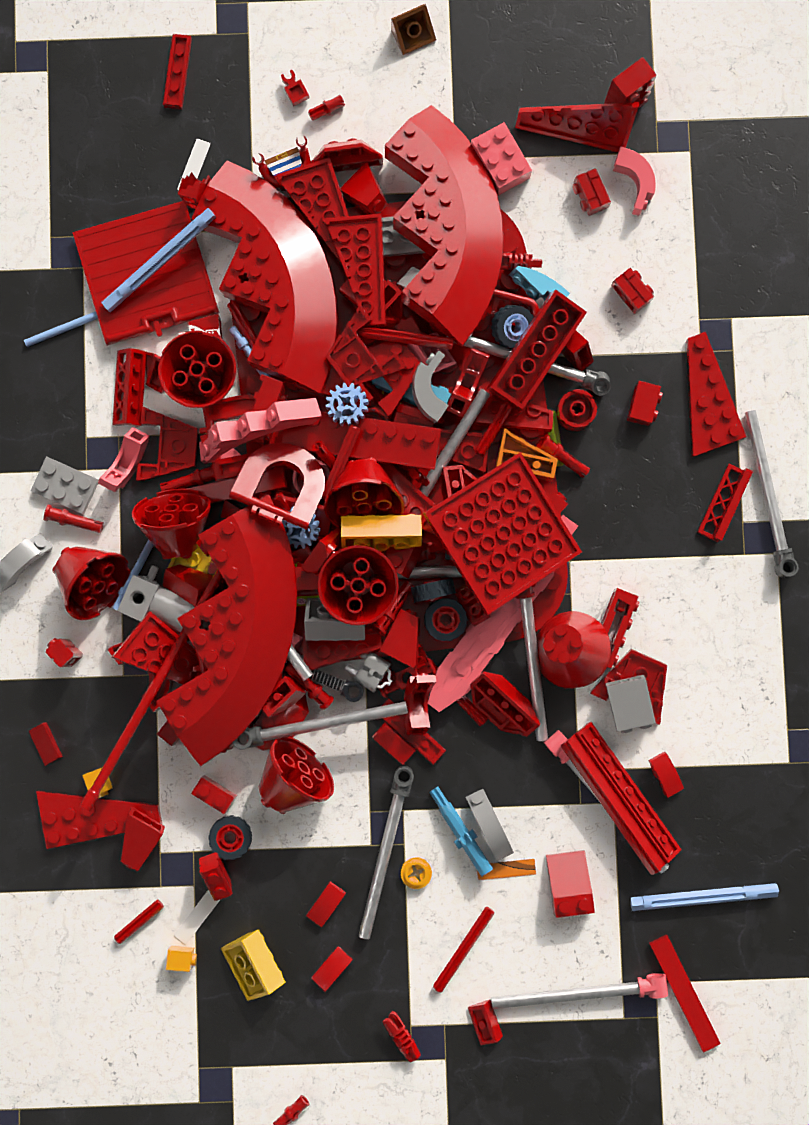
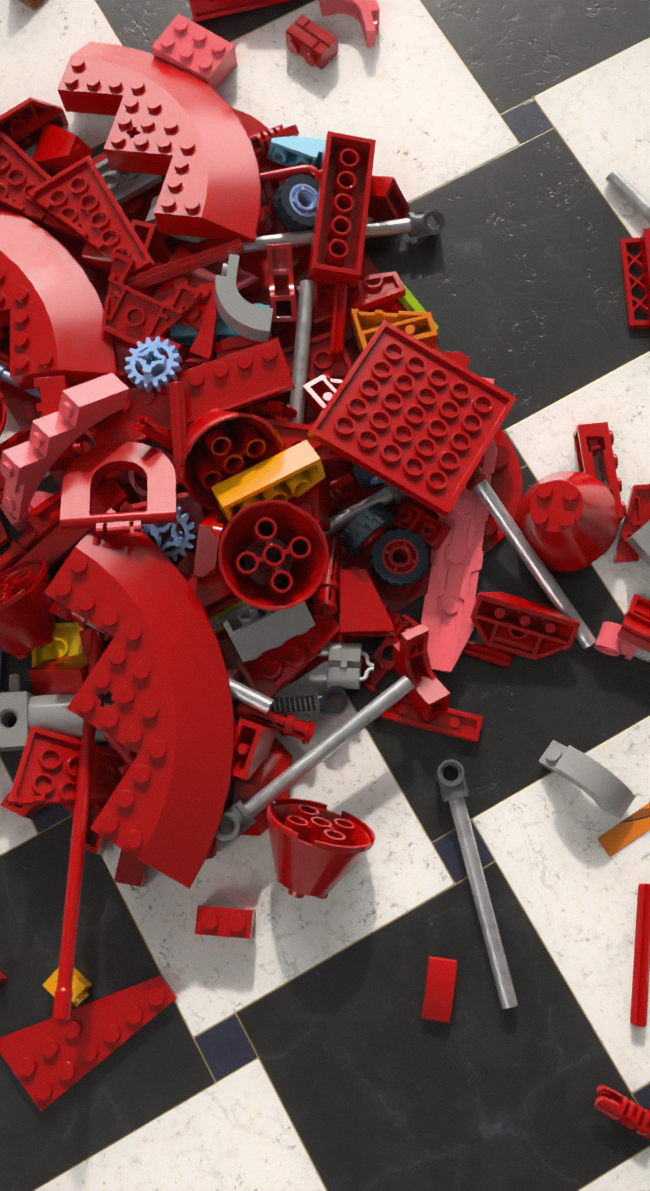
camera: 25 degrees left, 10 degrees down
(139, 921) = (209, 1145): red axle -> none
(140, 838) = (157, 1030): red slope -> none
(181, 958) = (289, 1165): light orange brick -> none
(196, 918) = (282, 1096): white sticker -> none
(215, 876) = (280, 1027): red brick -> none
(224, 848) = (255, 967): black wheel -> none
(253, 965) = (388, 1123): yellow slope -> none
(331, 969) = (491, 1071): red slope -> none
(393, 743) = (416, 740): red slope -> none
(412, 881) = (543, 886): light orange gear -> none
(464, 837) = (564, 809): dark azure piece -> none
(557, 451) = (439, 317): red pin -> none
(586, 407) = (420, 261): red brick -> none
(633, 290) = (411, 115): red brick -> none
(644, 403) = (491, 221): red brick -> none
(710, 403) = (563, 189): red wing -> none

